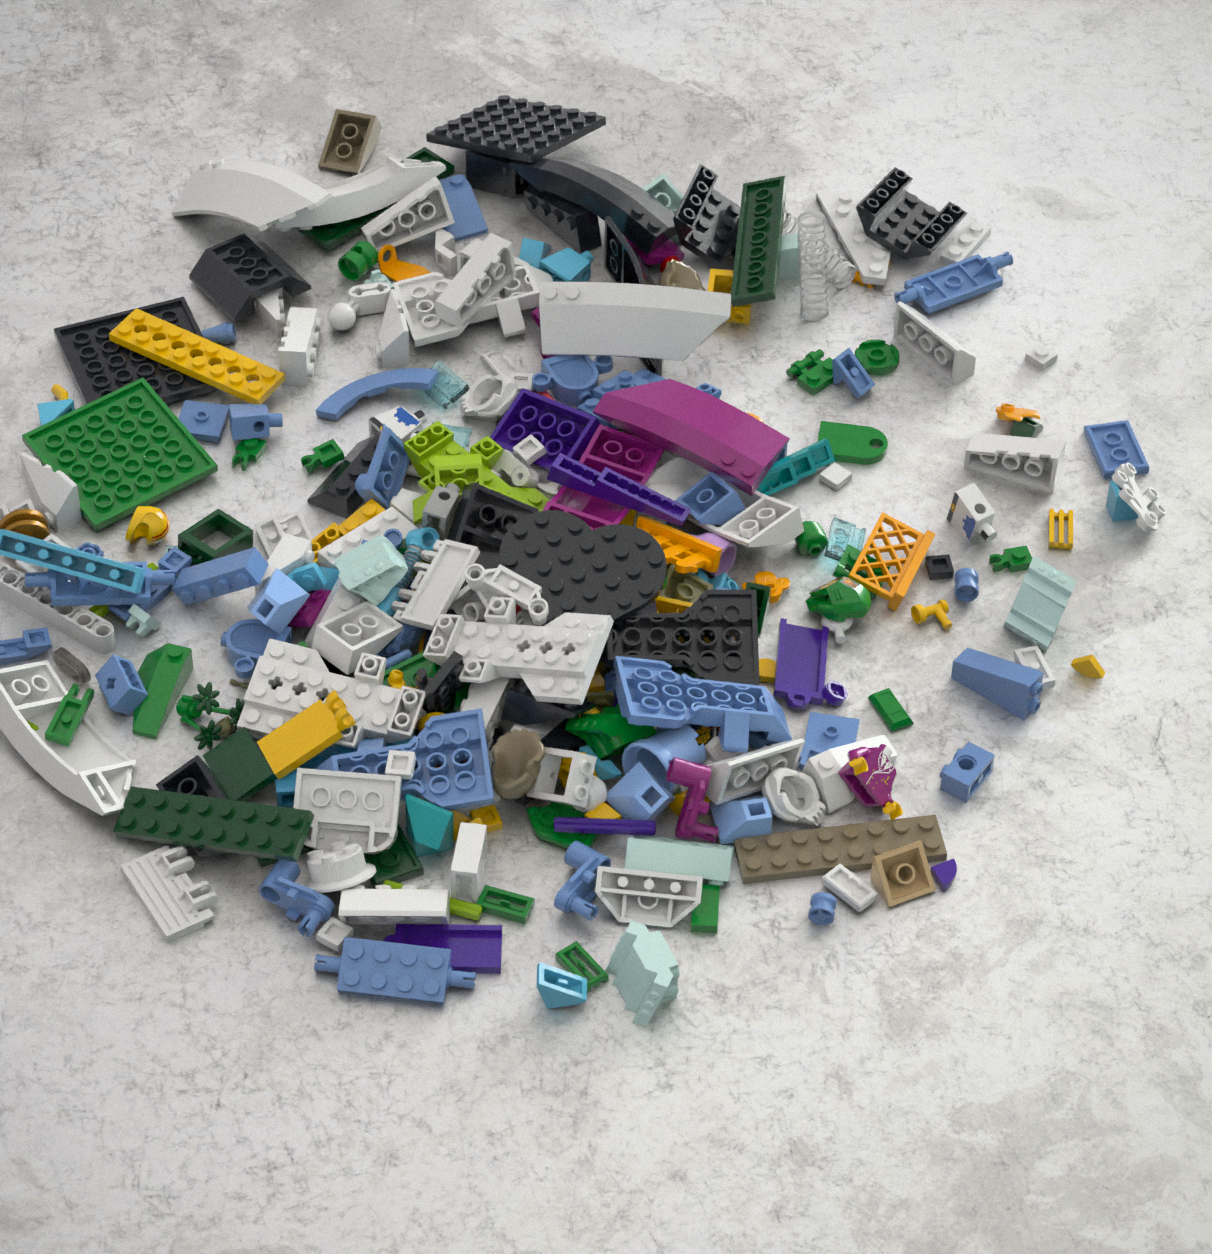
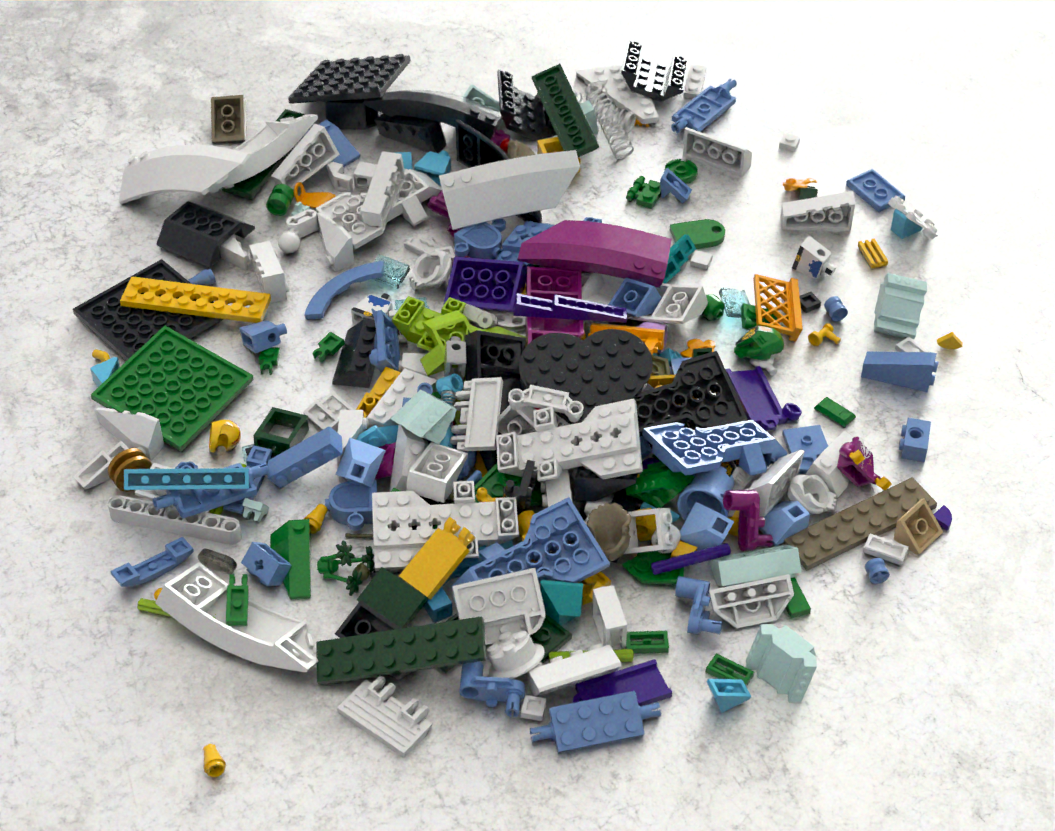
camera: 20 degrees left, 0 degrees up
(204, 419) = (223, 343): medium blue plate -> none
(205, 650) = (317, 517): none -> yellow cone
(400, 764) = (528, 558): white plate -> none
(529, 450) = (483, 299): white plate -> none
(1013, 558) = (855, 282): green plate -> none

